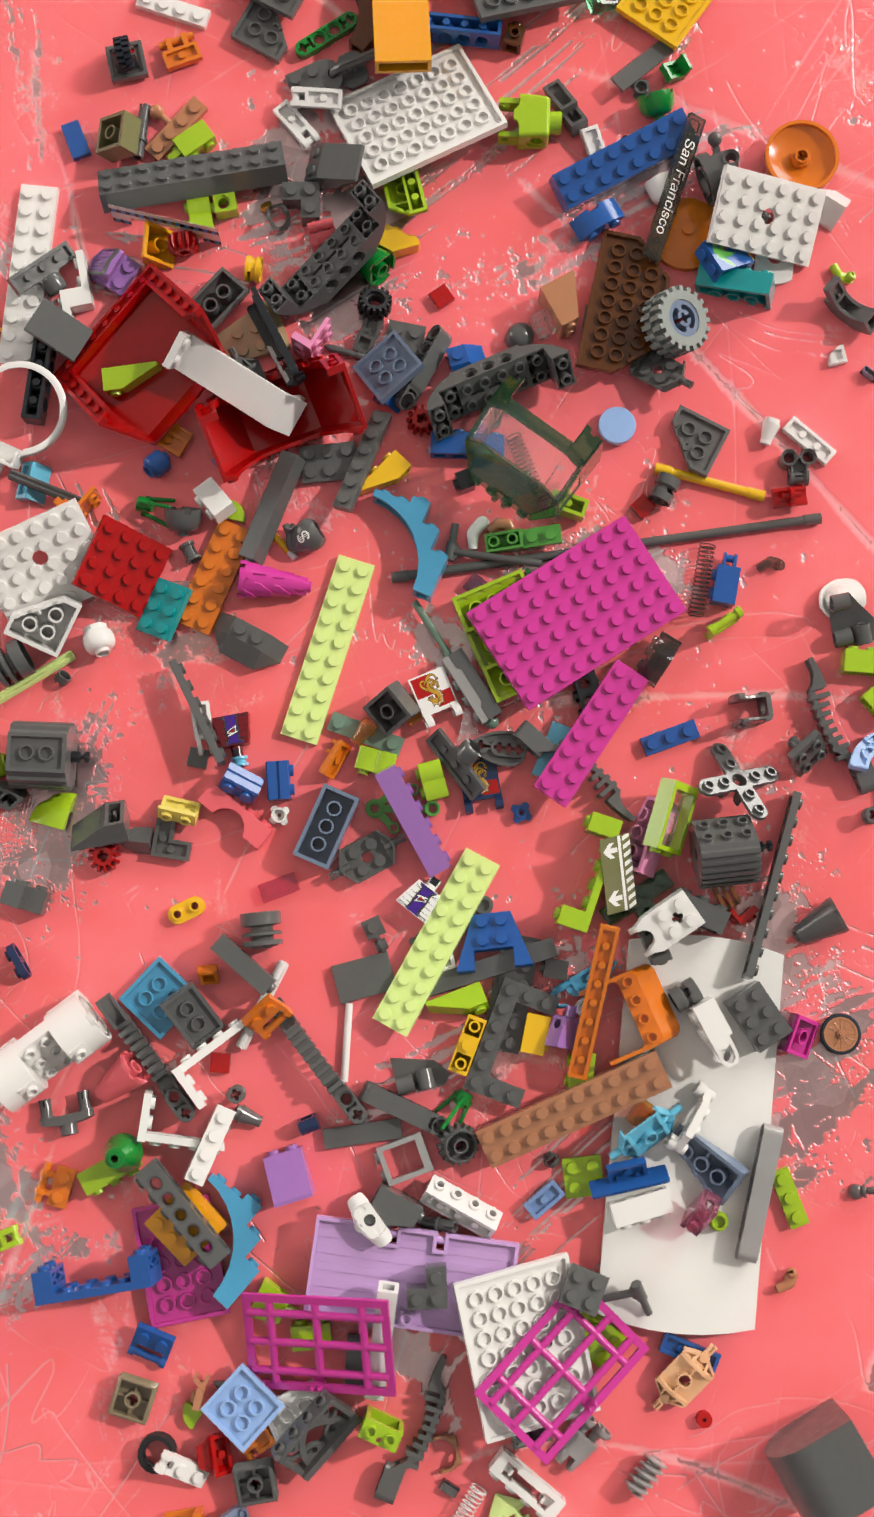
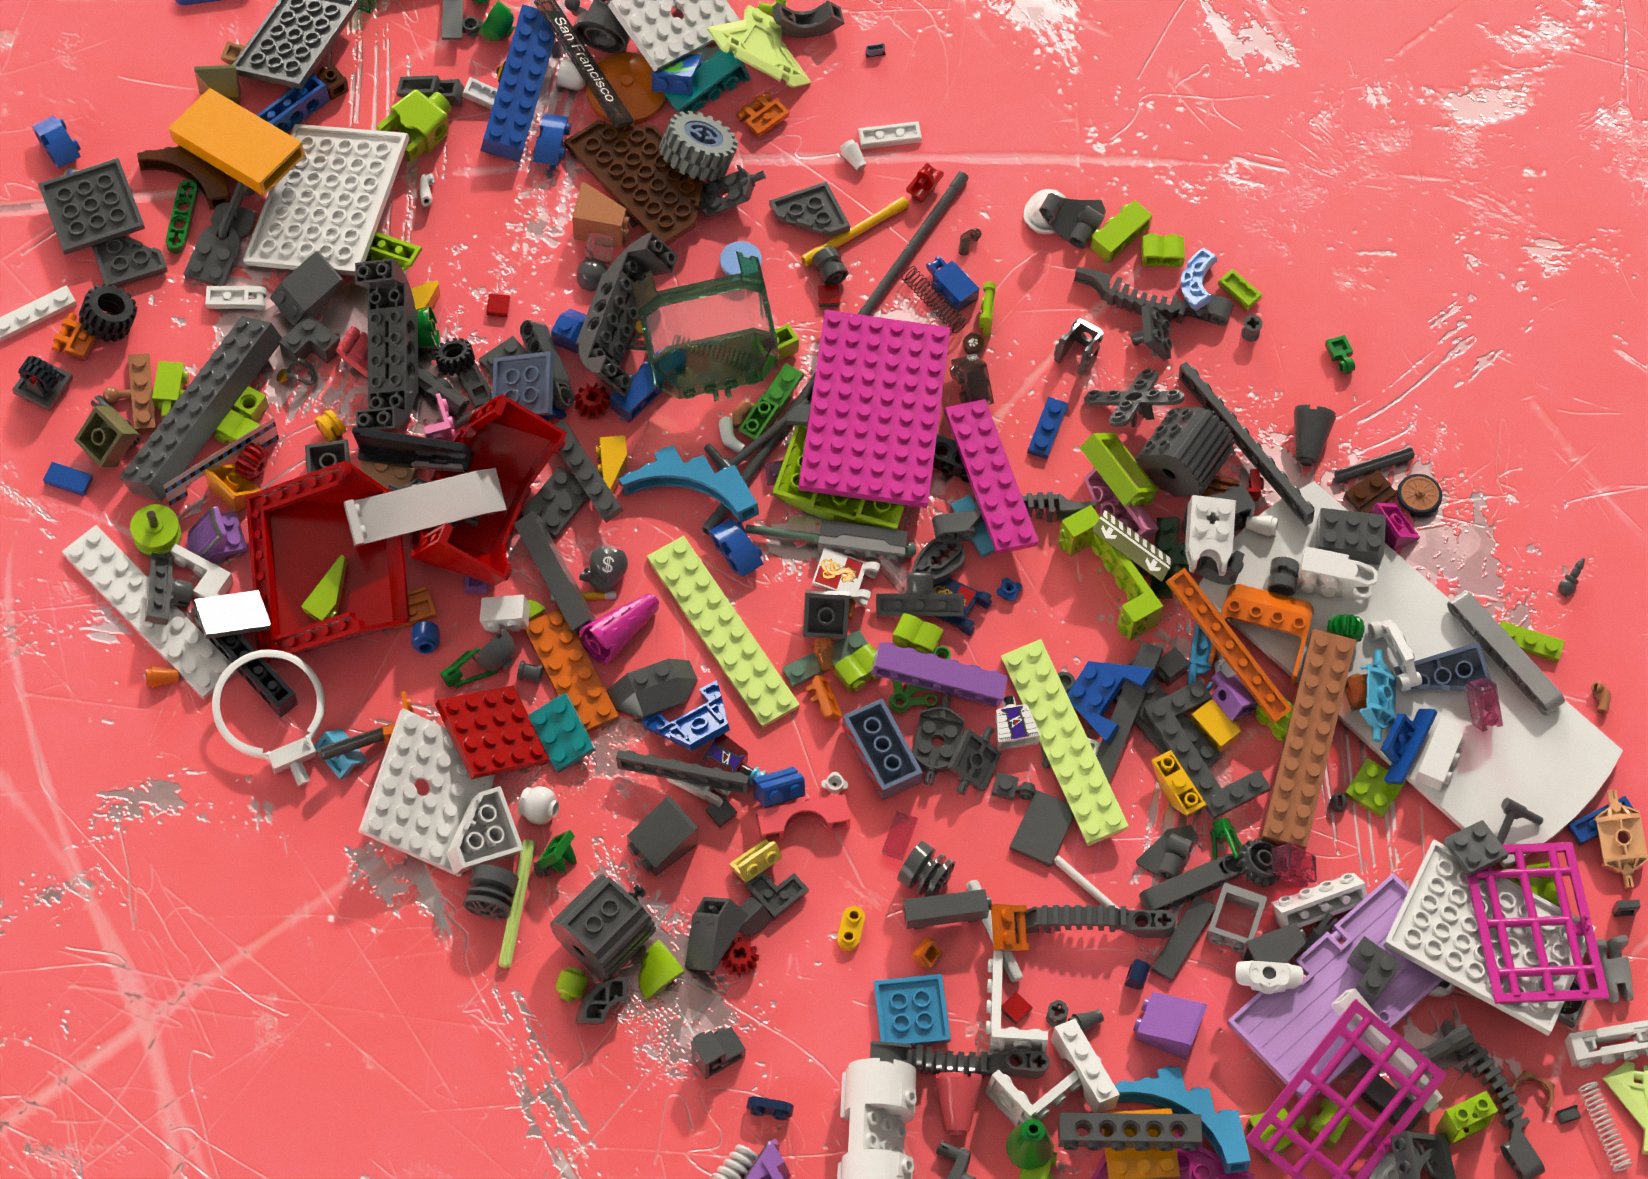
camera: 50 degrees left, 20 degrees down
(81, 677) = (558, 850): none -> green tile
(83, 228) = (155, 529): none -> lime wheel
(143, 737) = (663, 837): none -> dark grey slope
(192, 1015) = (953, 991): dark grey plate -> none
(218, 44) = (102, 324): none -> black tyre
(241, 694) = (696, 726): none -> blue wing
(279, 780) = (804, 757): blue brick -> none
(316, 98) = (233, 260): white plate -> none
(342, 316) = (432, 385): none -> dark grey piece
(370, 894) = (974, 760): none -> dark grey plate
(393, 608) = (736, 547): none -> blue brick
(431, 1379) = (1455, 1040): none -> dark grey axle
(461, 1001) = (1135, 762): lime slope -> none
(462, 482) = (677, 410): black plate -> none
(471, 1170) = (1294, 865): none -> clear pink brick
(485, 173) = (425, 193): none -> white arm
(523, 567) = (799, 415): none -> dark grey tile
(544, 1199) = (1369, 833): medium blue plate -> none
(635, 1418) = (1626, 908): none -> dark grey tile
(679, 1069) = (1347, 626): none -> green gear
(691, 634) = (973, 344): none -> tile
(715, 948) = (1263, 525): none -> white cone
(720, 1222) = (1507, 703): lime plate -> none
(746, 347) = (766, 118): none -> orange plate
(794, 294) = (759, 44): none -> yellowish green plate
(797, 470) = (905, 158): dark grey piece -> none
(811, 999) = (1369, 492): none -> reddish brown plate
(837, 357) = (838, 61): white tile -> none
(837, 984) = (1374, 464): none -> dark grey axle

